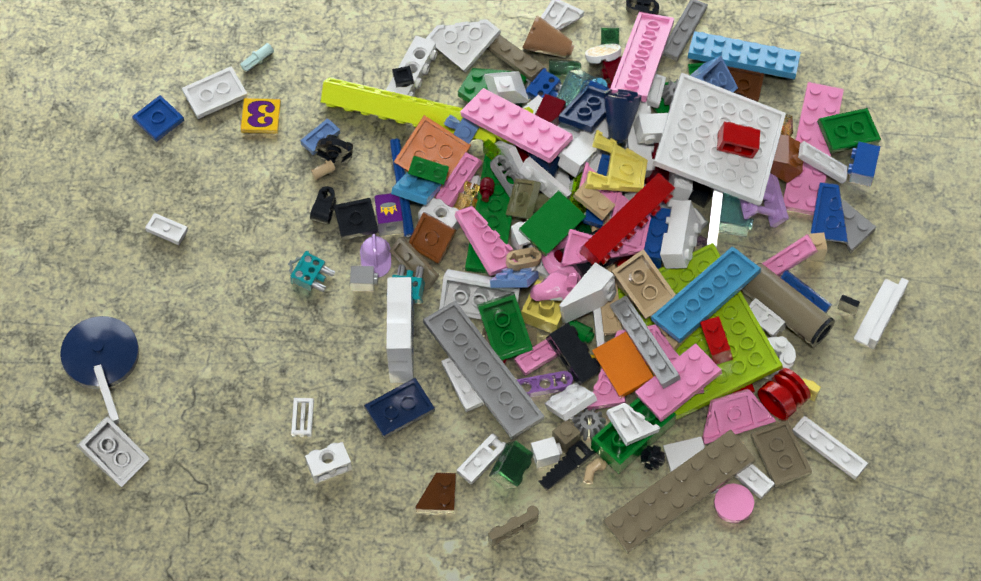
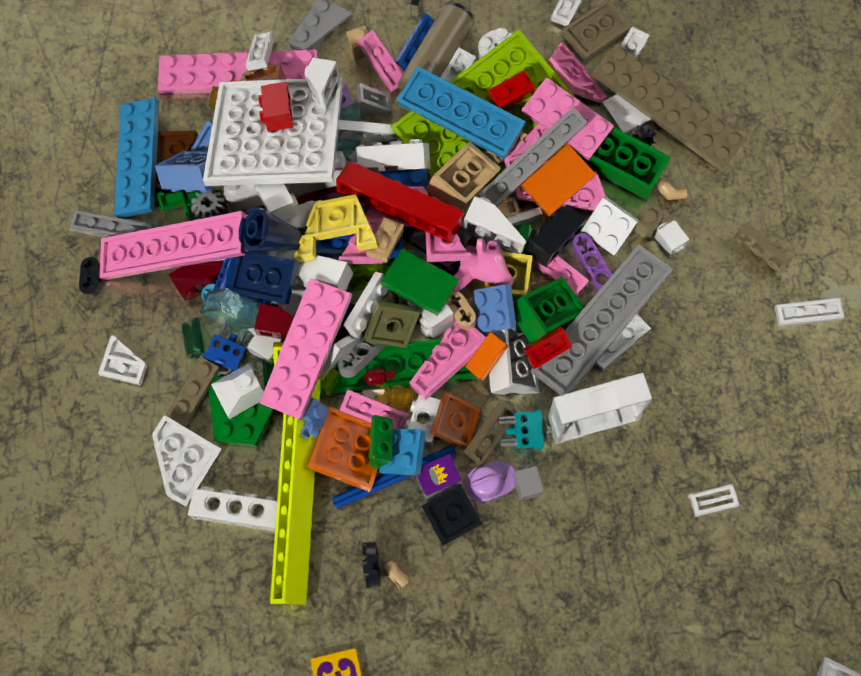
camera: 100 degrees left, 10 degrees up
(309, 271) = (536, 555): teal piece -> none
(321, 131) = (351, 592): medium blue plate -> none
(321, 471) = (759, 440): white brick -> none
(324, 205) = (452, 557): black piece -> none
(399, 408) = (674, 399): dark blue plate -> none
(402, 76) = (252, 511): black tile -> none
(439, 494) = (751, 330): reddish brown wing -> none
(442, 549) = (809, 312): none -> white tile
(468, 312) = (547, 347): none -> red plate
(476, 268) = (487, 356): none -> orange tile
(481, 459) = (698, 298): white plate -> none
(511, 465) = (699, 265): clear green brick -> none
(547, 40) = (160, 366): medium nougat cone -> none
(567, 465) = (670, 213): black piece -> none
(582, 420) = (633, 201): light grey gear -> none
(601, 52) = (167, 298): white tile -> none
(609, 36) = (138, 302): clear green plate -> none
(630, 424) = (628, 153): white wing -> none
(734, 503) = (662, 58): bright pink tile -> none
(752, 242) = (373, 101): none -> white slope
(756, 179) = (322, 78): none -> white slope
(784, 394) = (541, 32): red wheel -> none
(813, 387) = (520, 17): light yellow plate -> none
(829, 214) = (320, 36): blue wing -> none
(847, 129) = (211, 39): green tile -> none
(864, 163) = (248, 18): blue brick -> none

